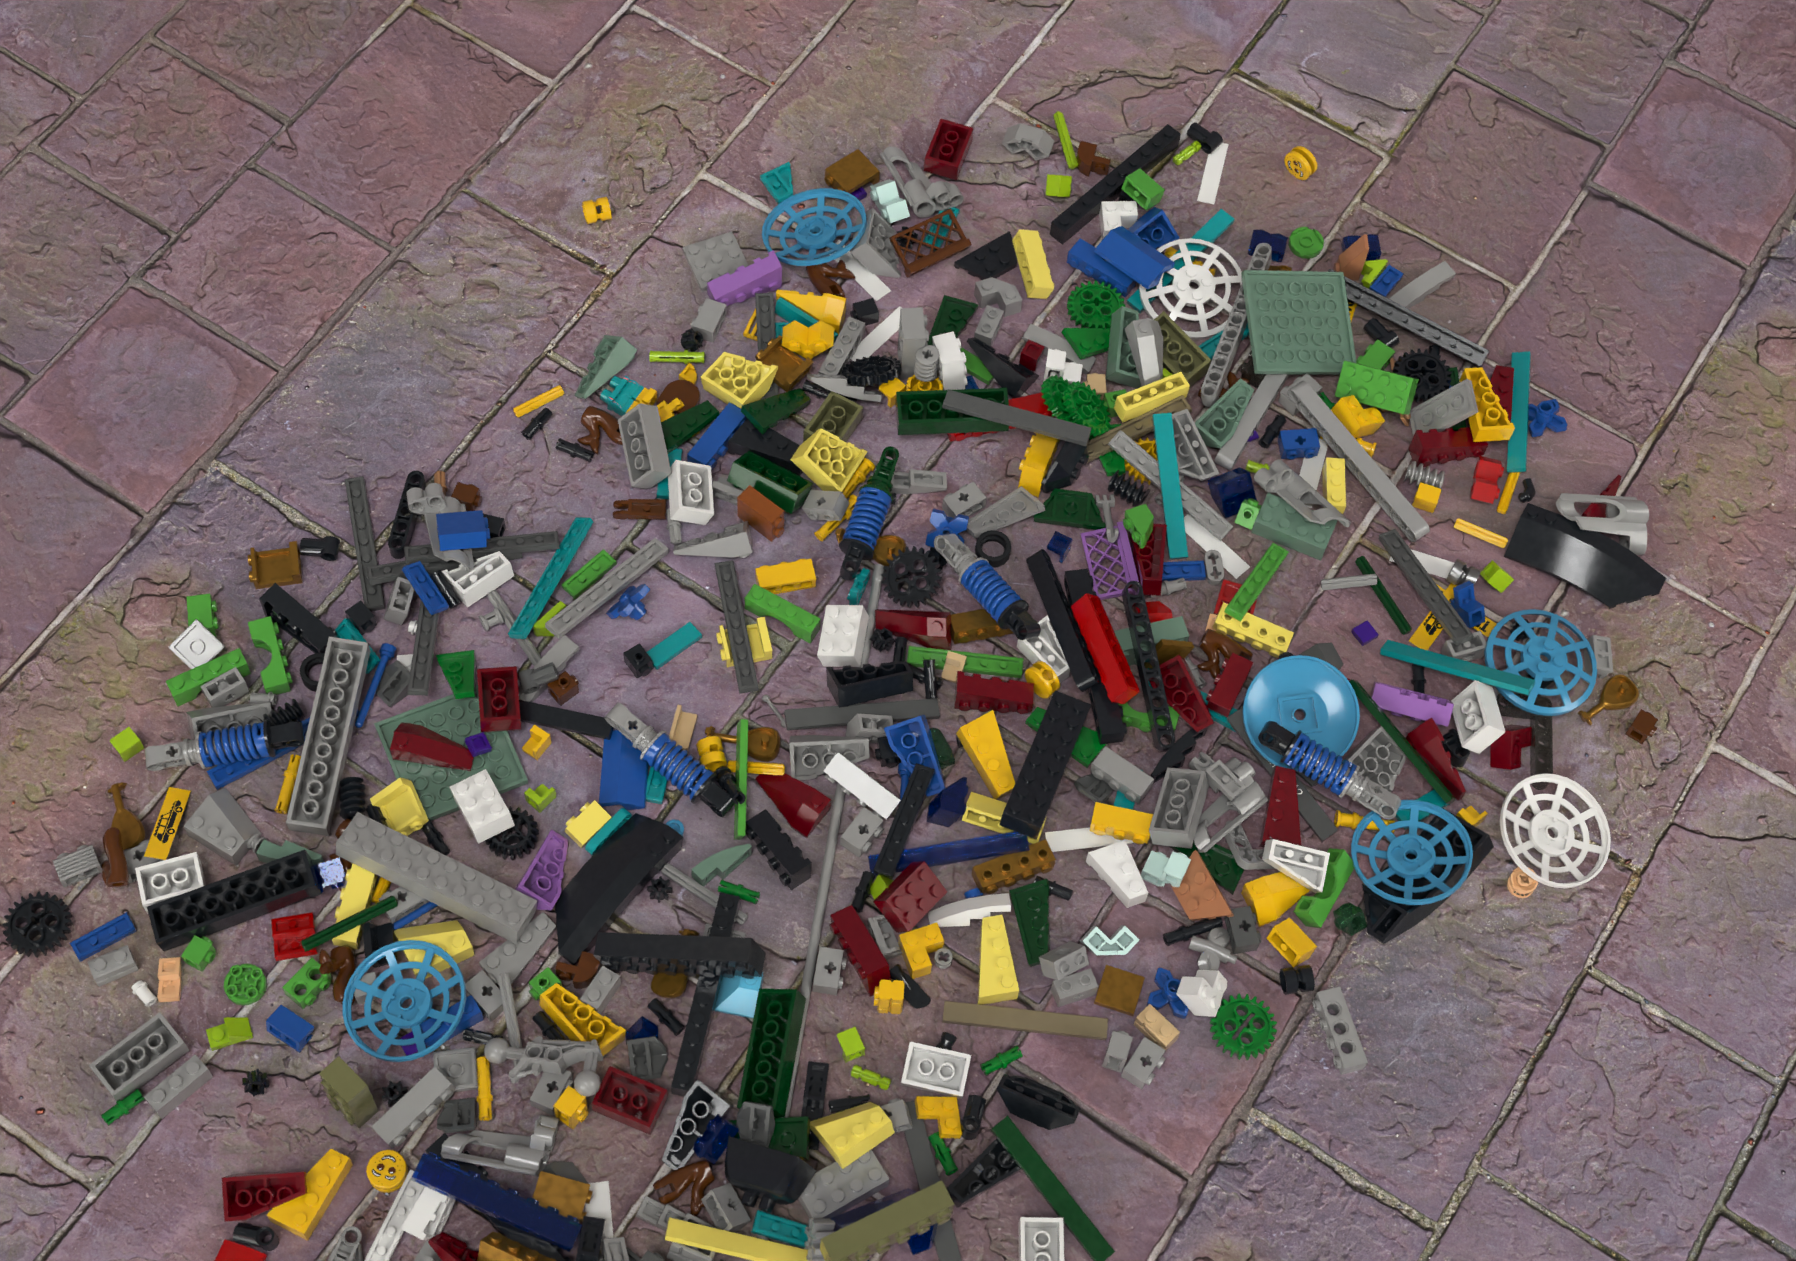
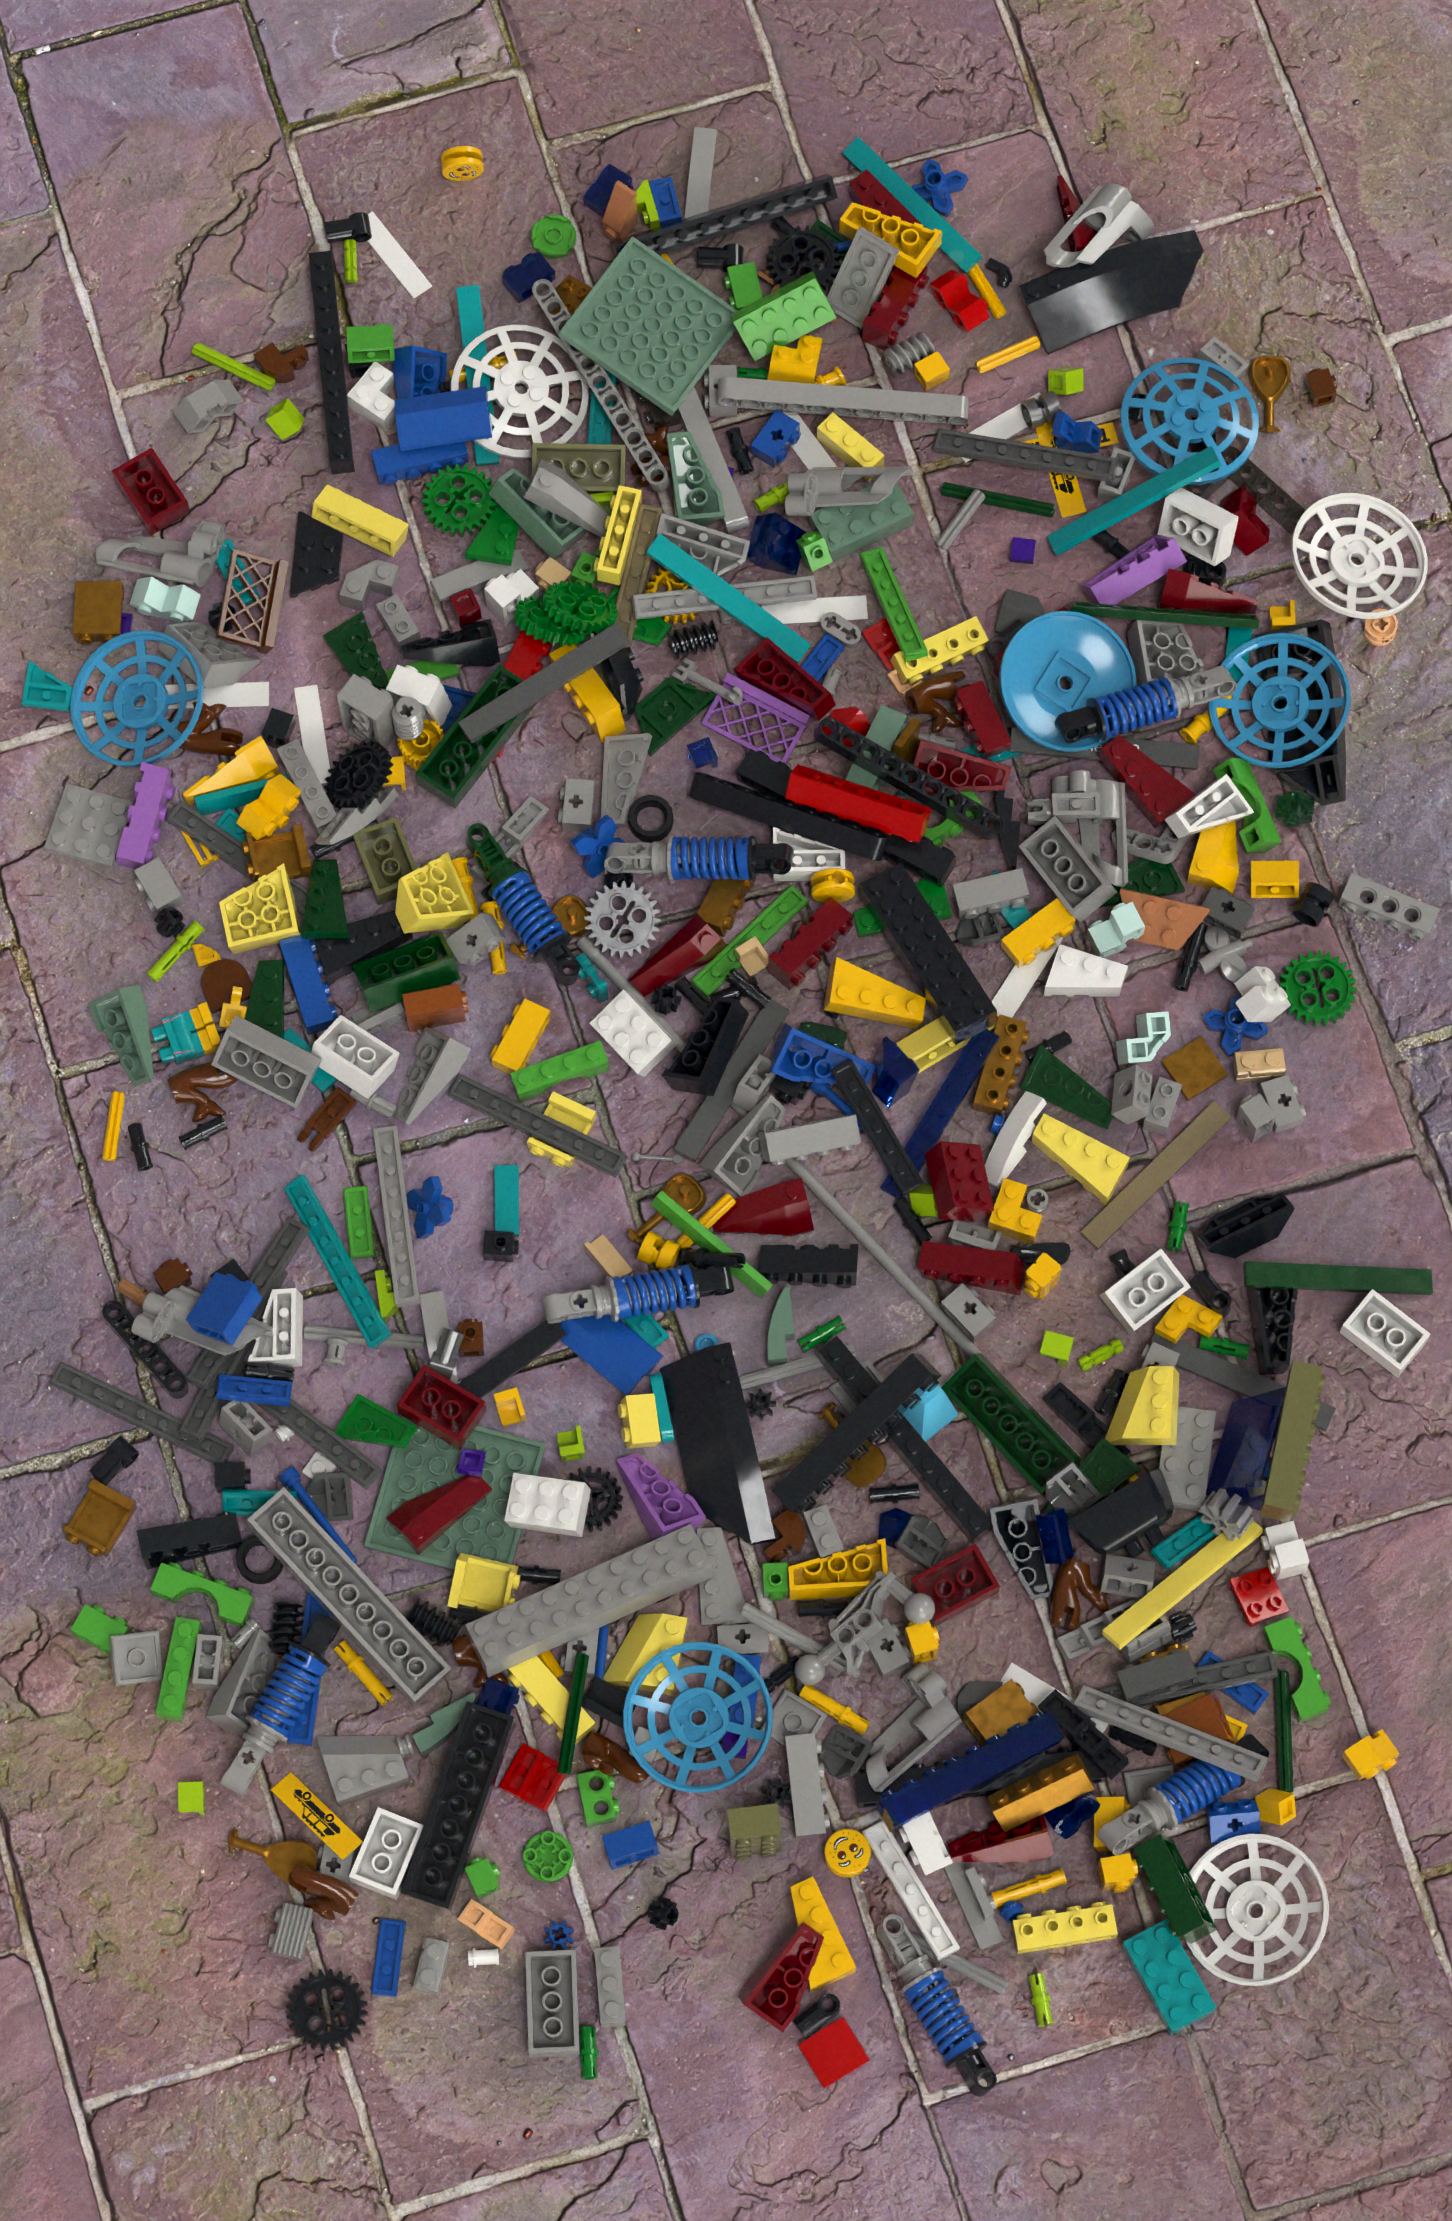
camera: 45 degrees left, 10 degrees up
(187, 1028) = (556, 1929): none -> blue gear
(231, 1032) = (588, 1905): lime slope -> none
(864, 822) = (853, 1189): light grey brick -> none
(1139, 523) = (749, 662): bright green slope -> none

